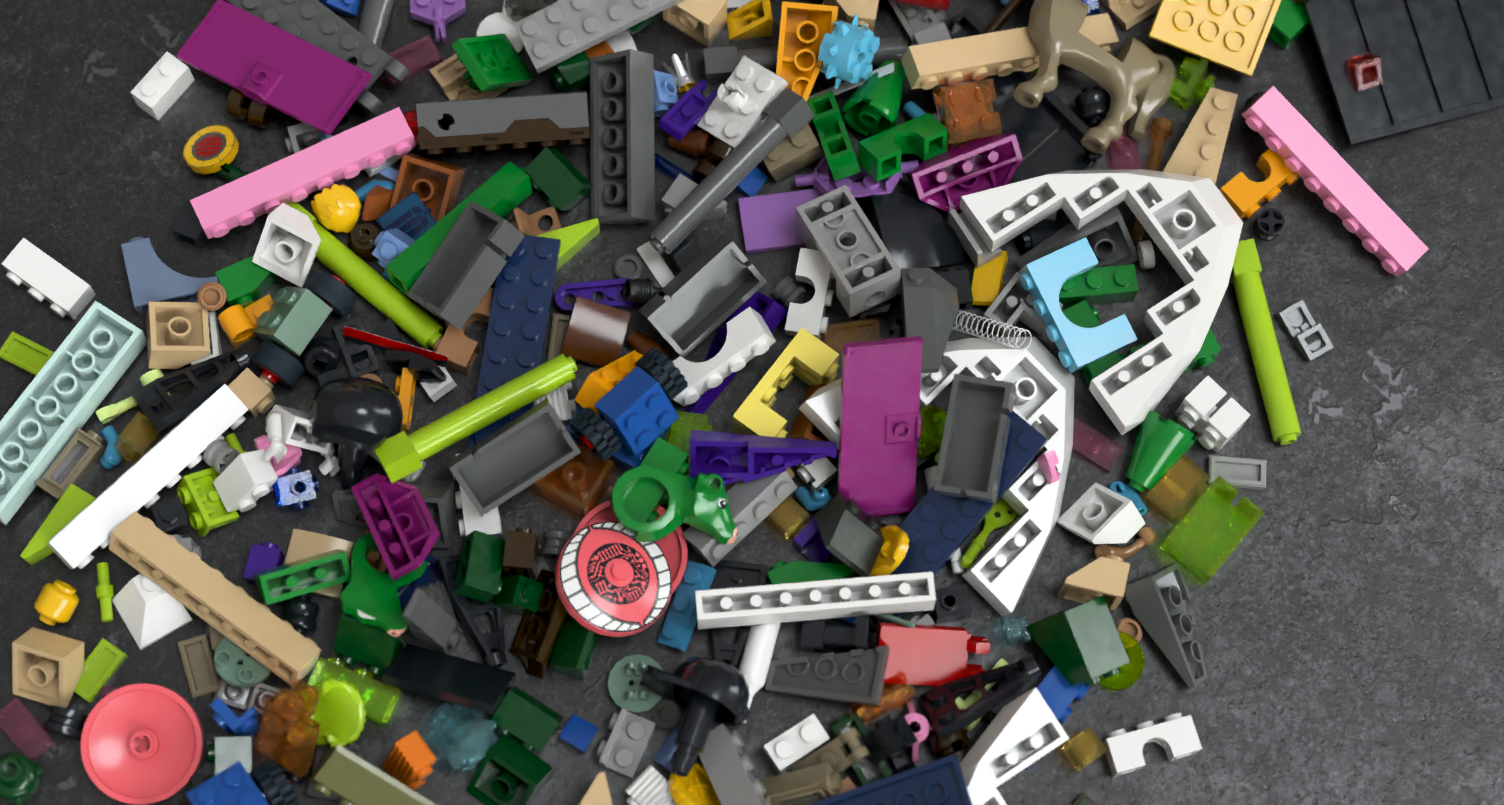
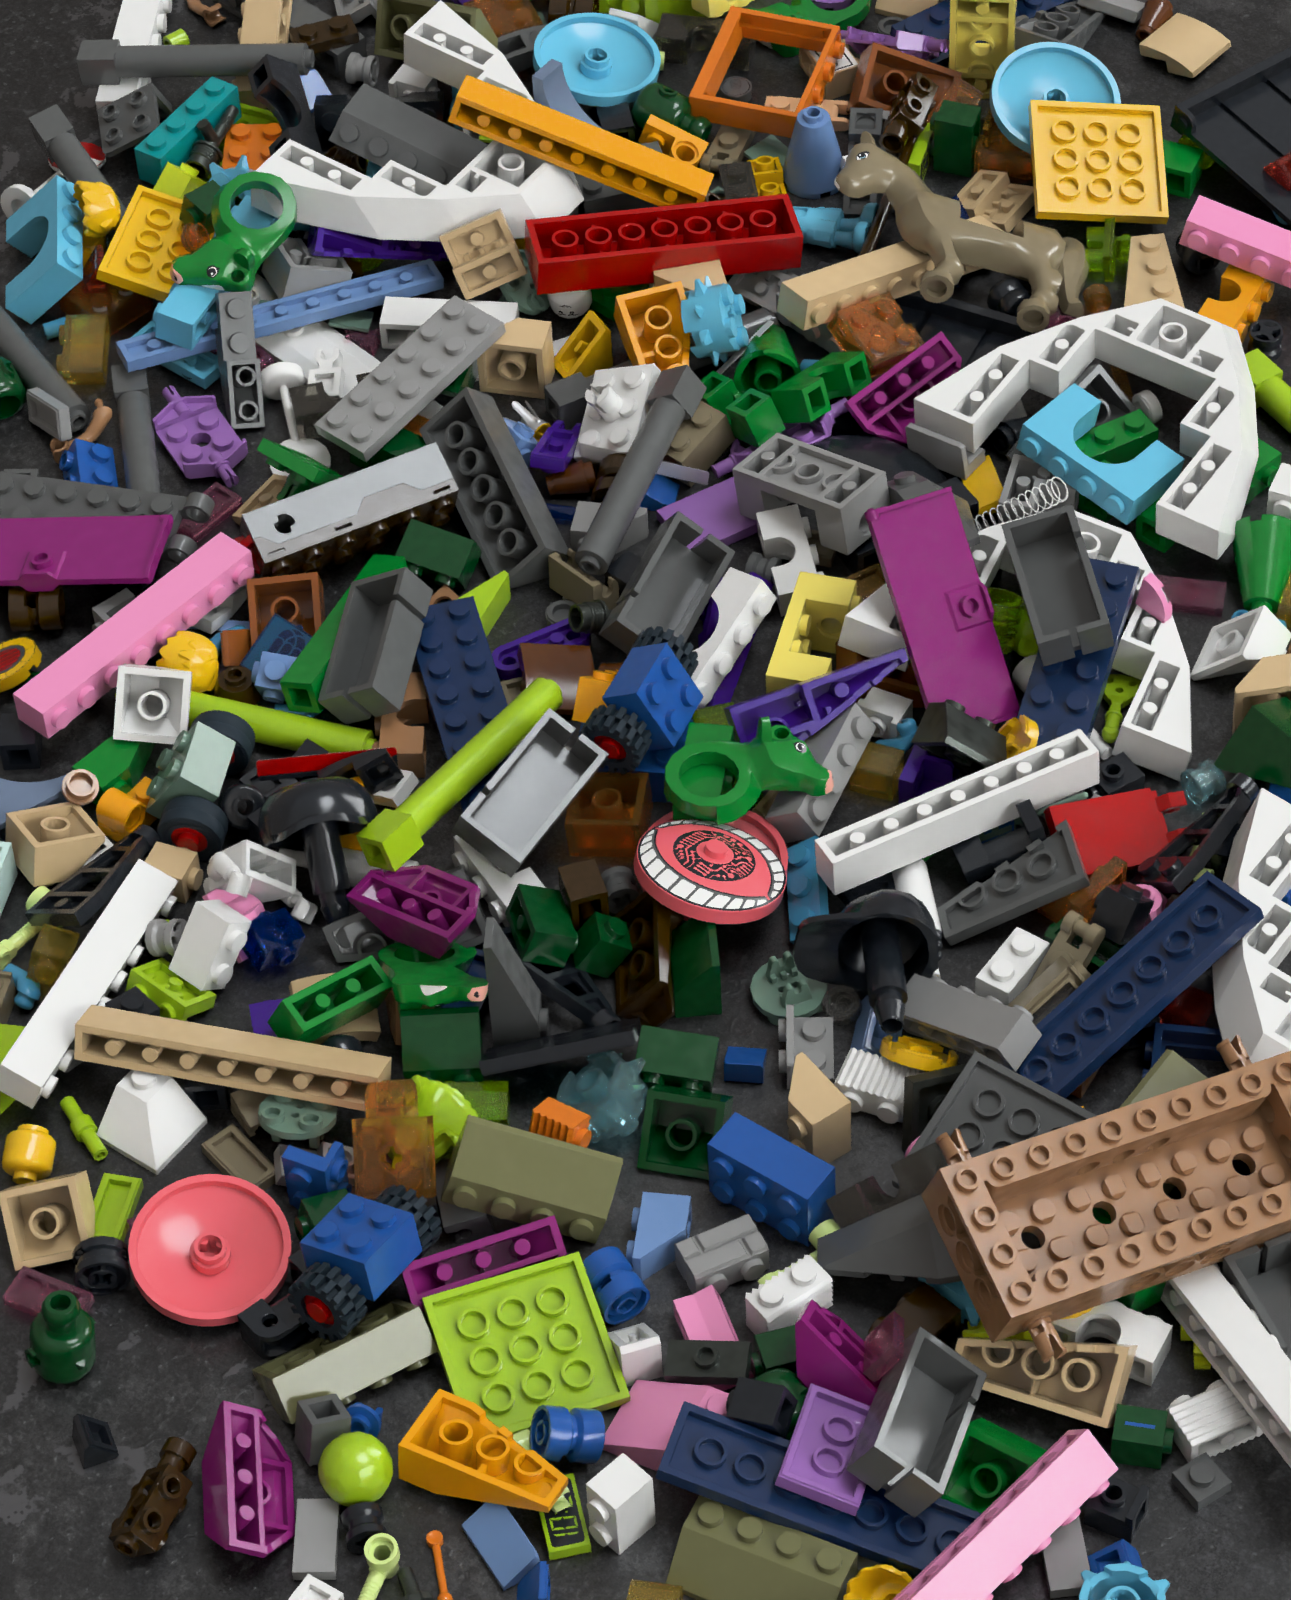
camera: 15 degrees left, 25 degrees down
(654, 264) = (578, 586): none -> dark tan hinge
(758, 166) = (666, 469): none -> white sticker

